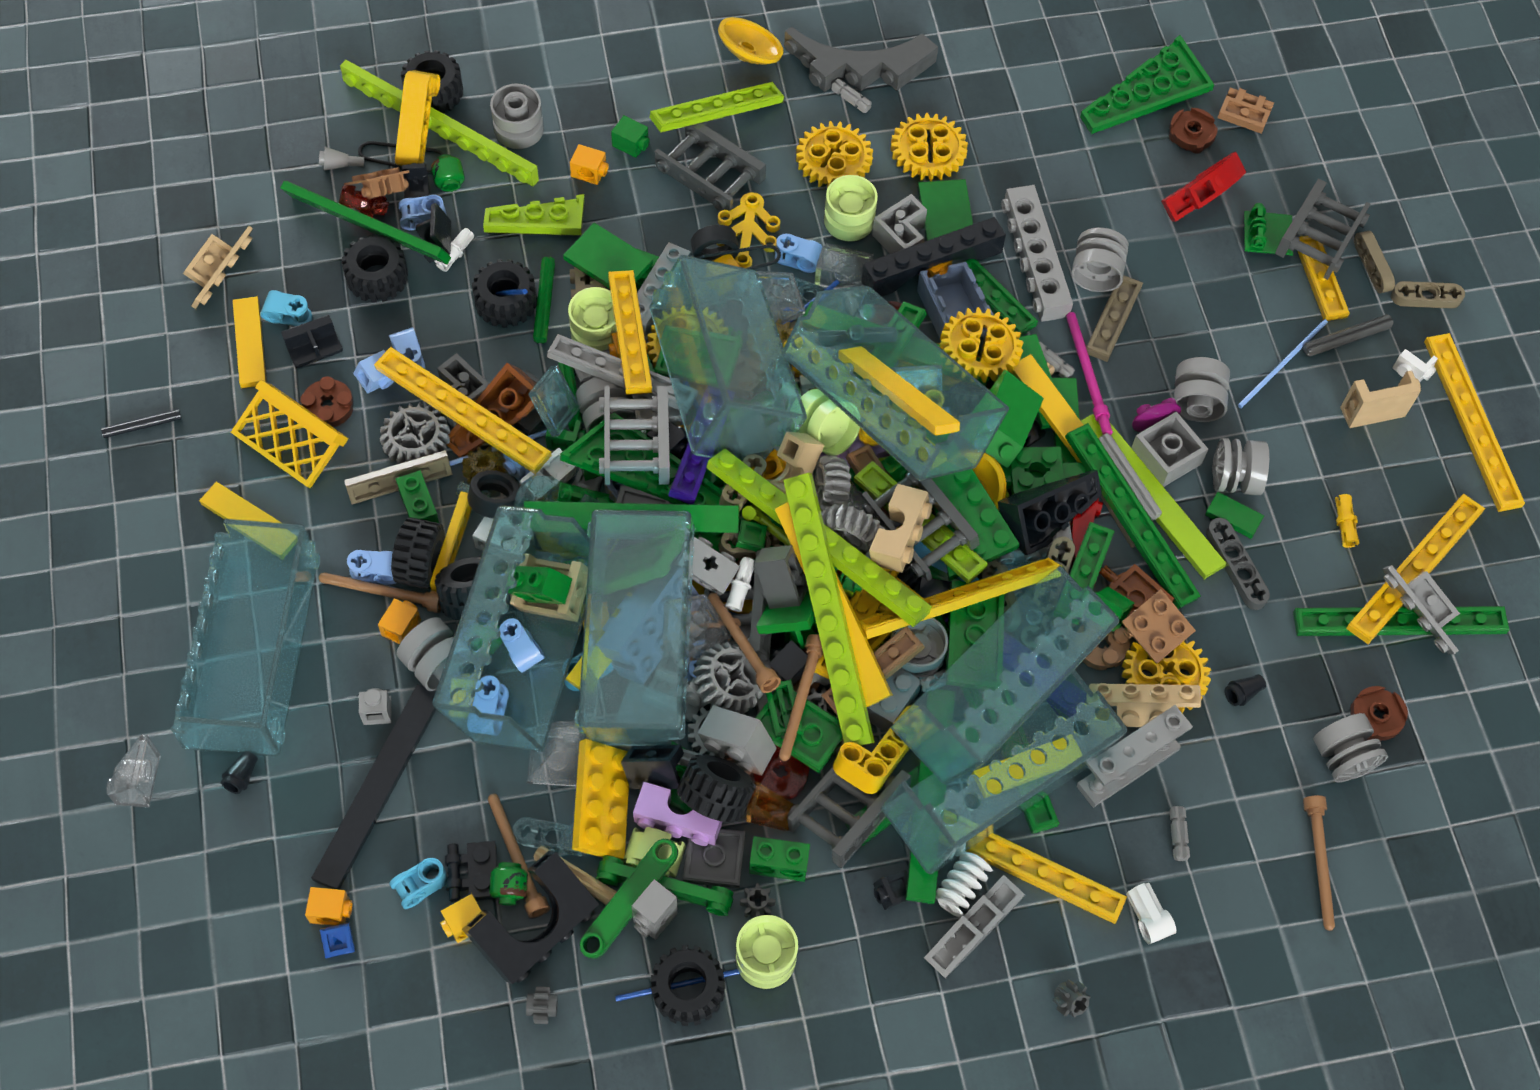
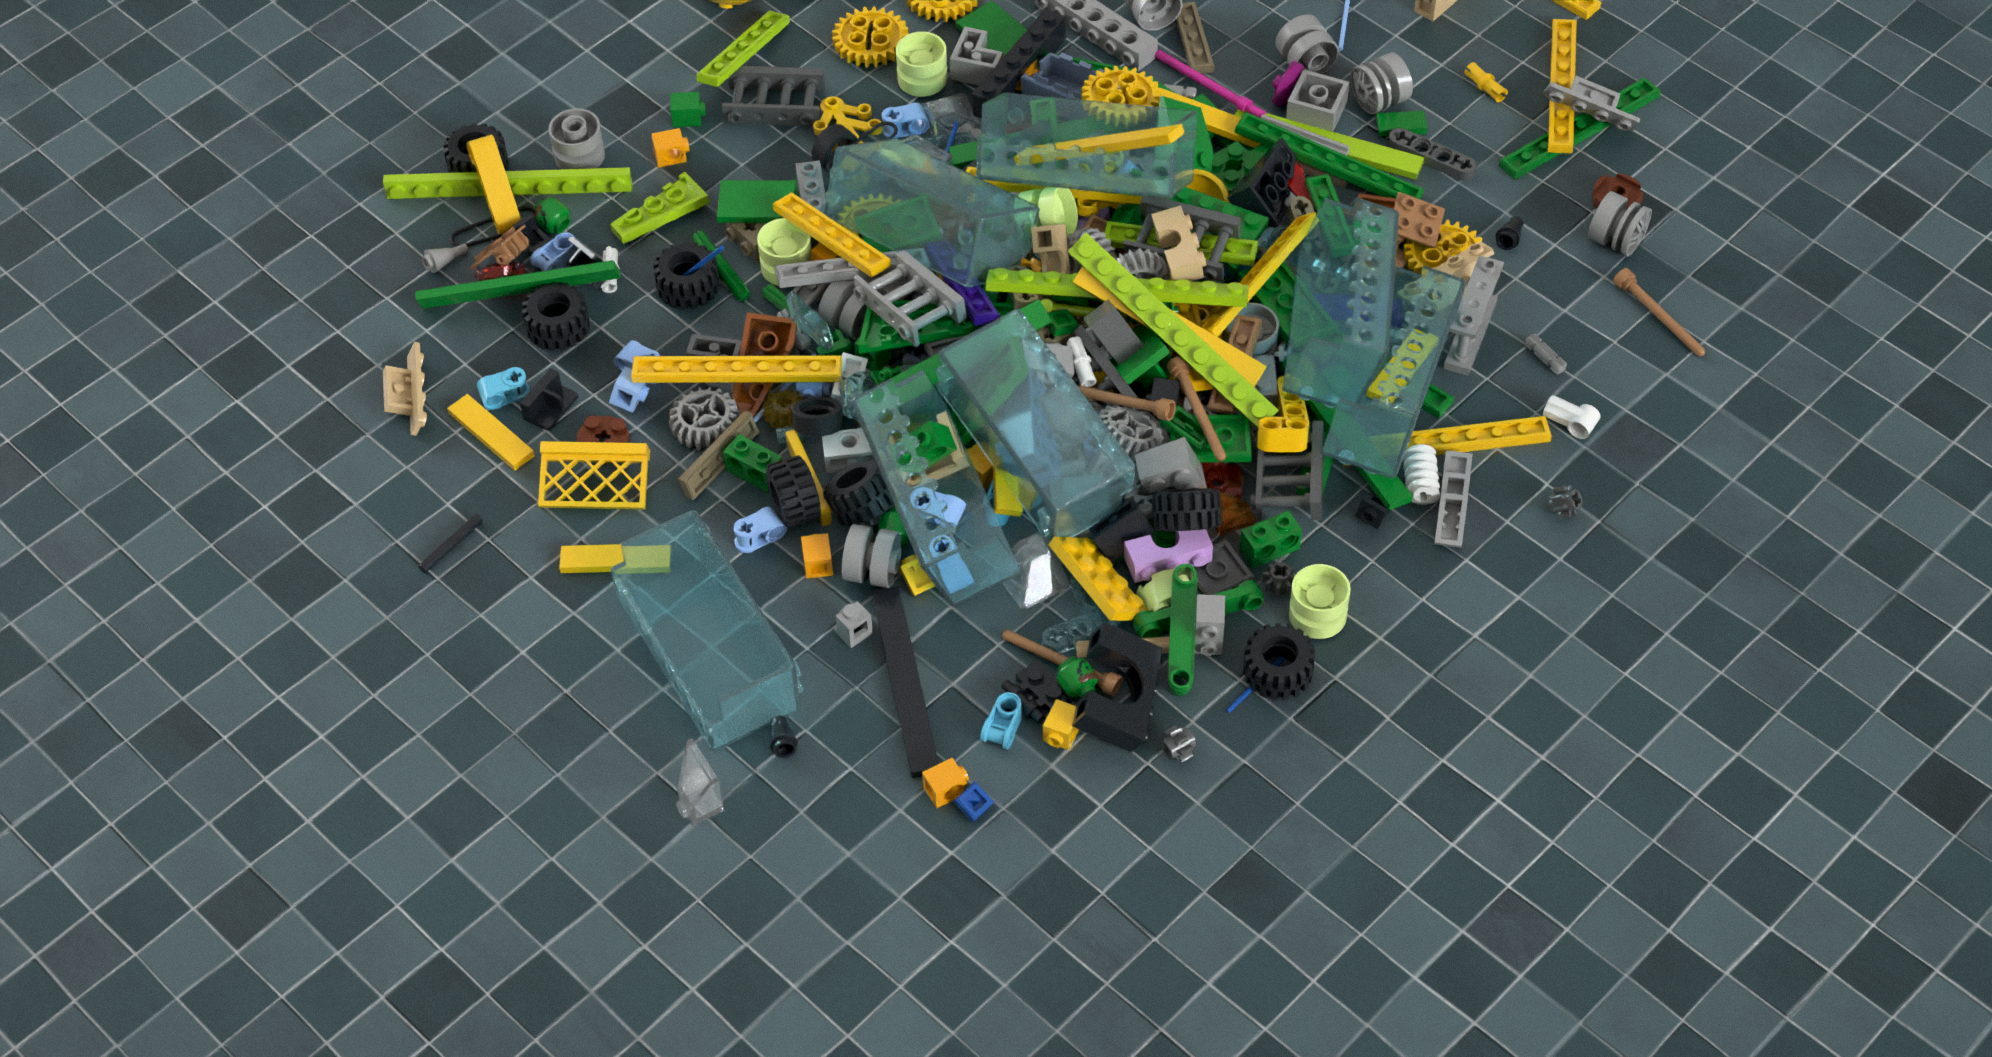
camera: 30 degrees left, 10 degrees down
(428, 600) = (828, 525): medium nougat piece -> none

